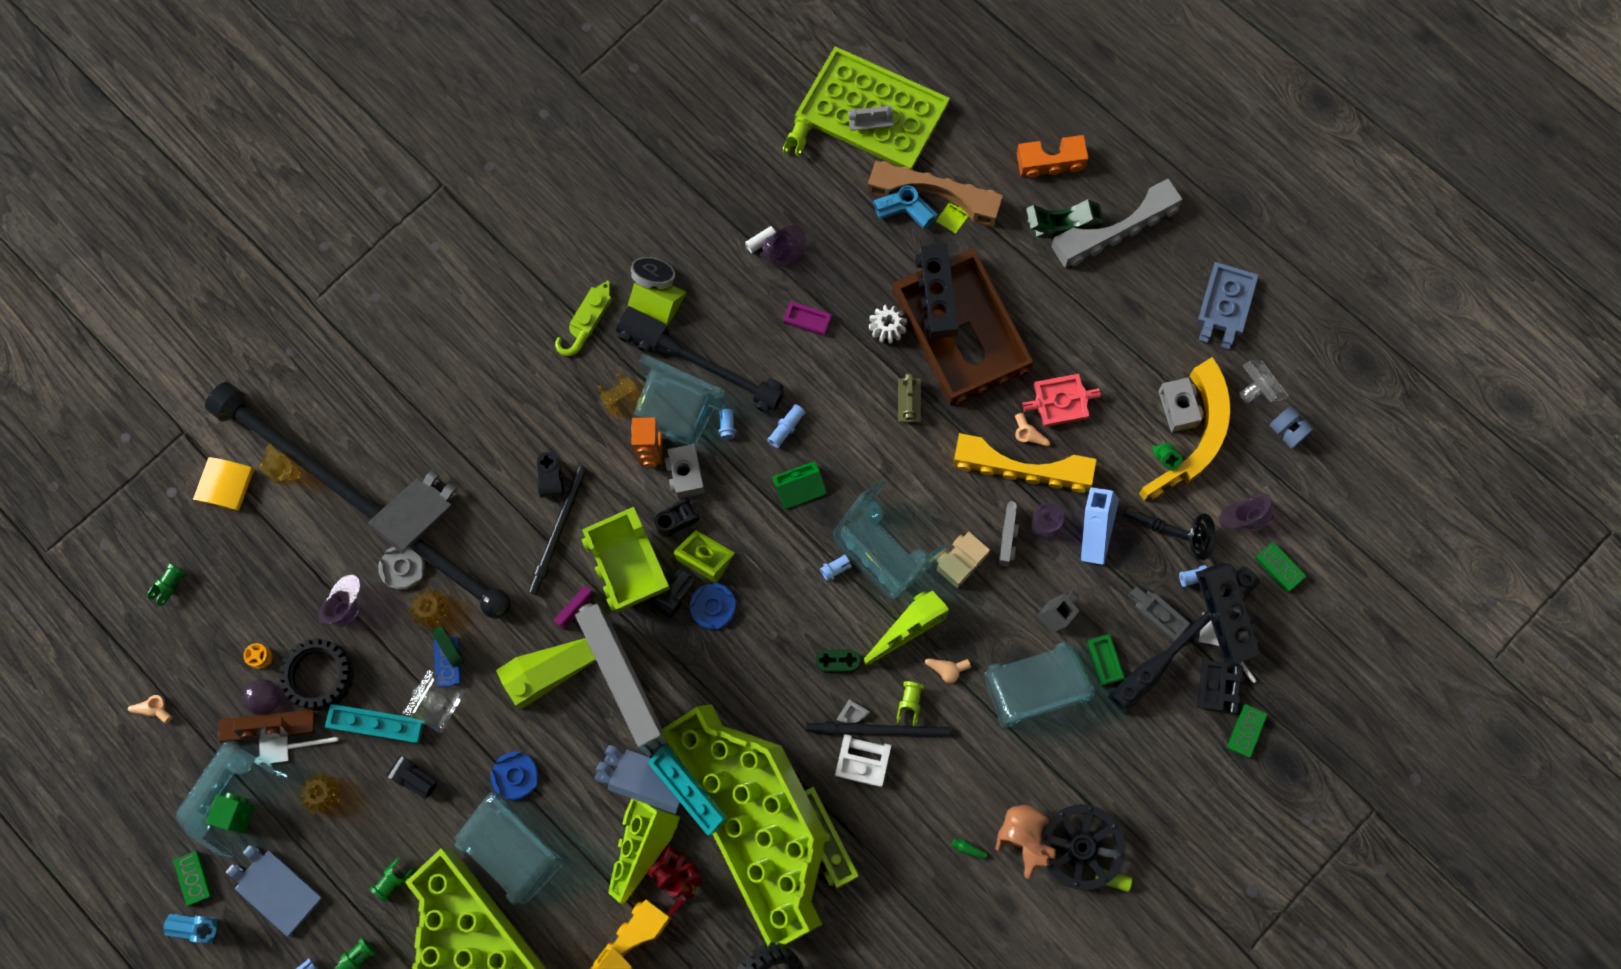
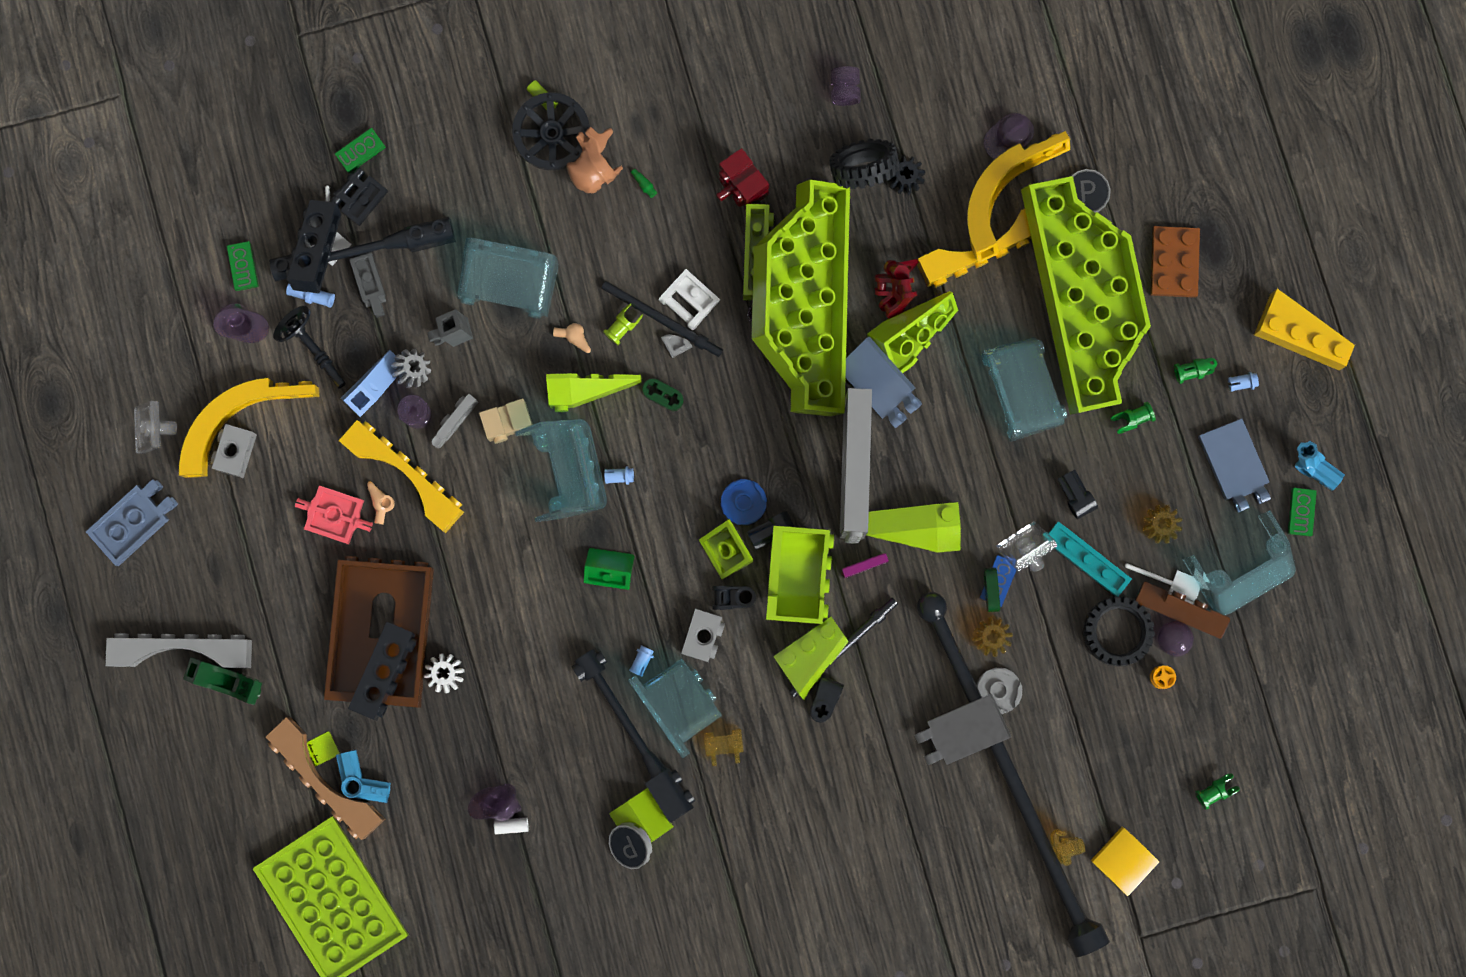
camera: 155 degrees left, 10 degrees up
(152, 707) = (1276, 683): light nougat animal -> none
(230, 813) = (1245, 544): green brick -> none
(341, 603) = (1067, 684): clear purple piece -> none
(515, 776) = (988, 449): blue tile -> none
(580, 502) = (811, 655): none -> lime wedge
(587, 318) = (714, 839): lime plate -> none
(647, 442) = (722, 673): orange arch -> none
(687, 790) = (848, 345): teal plate -> none
(786, 426) = (589, 628): light blue pin -> none
(798, 136) = (416, 913): lime piece -> none
(807, 318) = (512, 723): magenta tile -> none
(870, 118) = (339, 888): light grey hinge -> none
(876, 897) = (741, 179): none -> dark red brick
(909, 399) = (466, 592): olive hinge -> none
(1036, 162) = (214, 758): orange arch -> none
(1079, 550) = (419, 368): none -> light grey gear
(1105, 660) = (438, 271): green tile -> none
(1167, 455) = (275, 409): green piece -> none
(1285, 421) = (155, 383): sand blue wheel -> none

